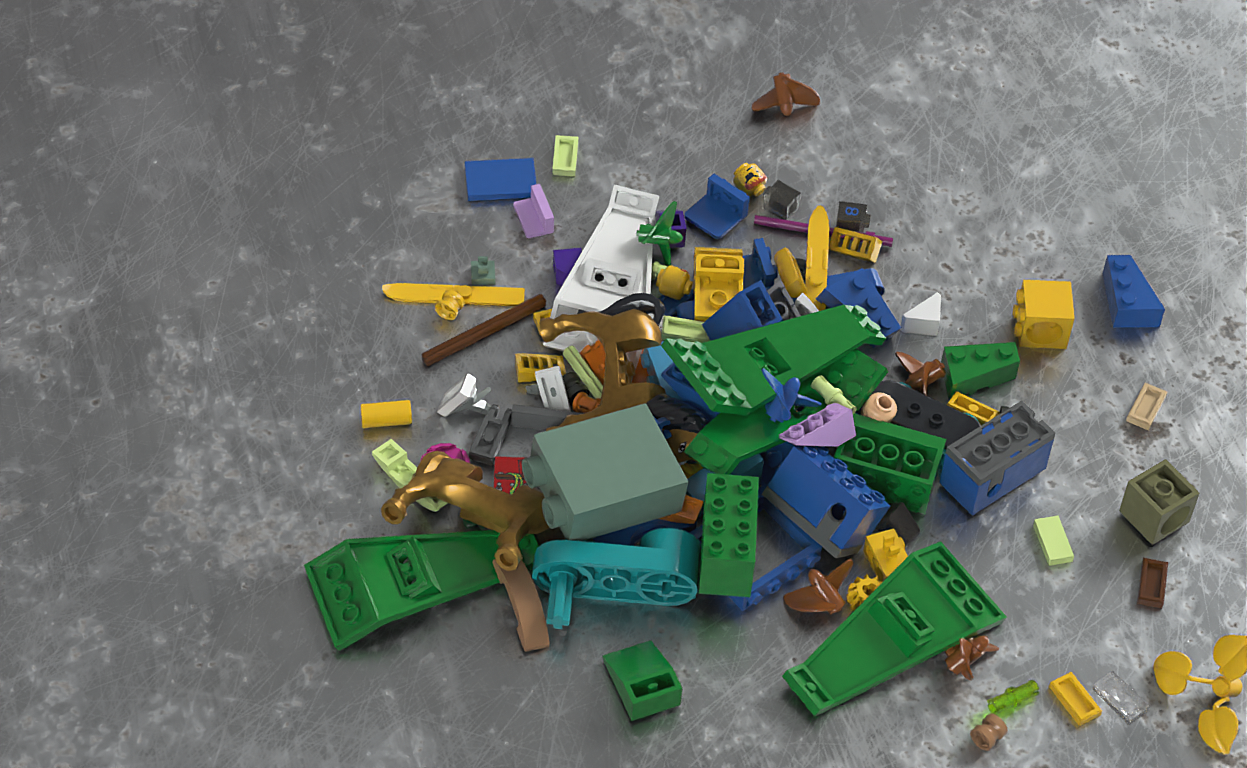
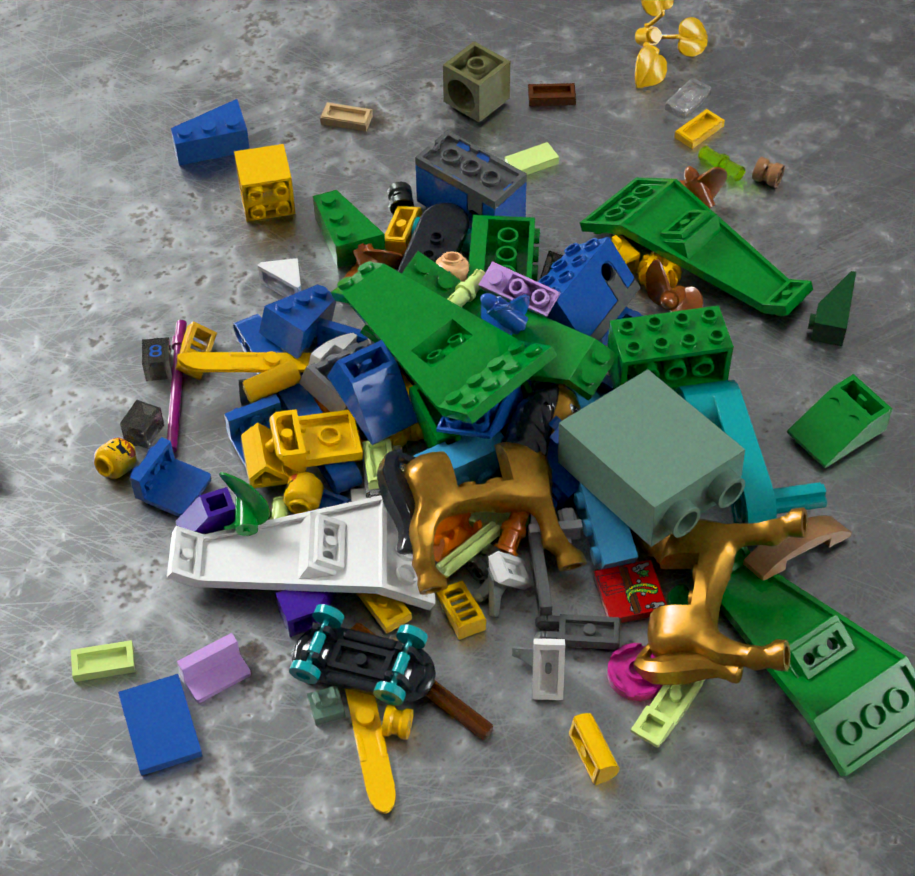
camera: 100 degrees left, 0 degrees up
(505, 292) = (364, 661): none -> black piece
(778, 721) = (833, 312): none -> dark green slope

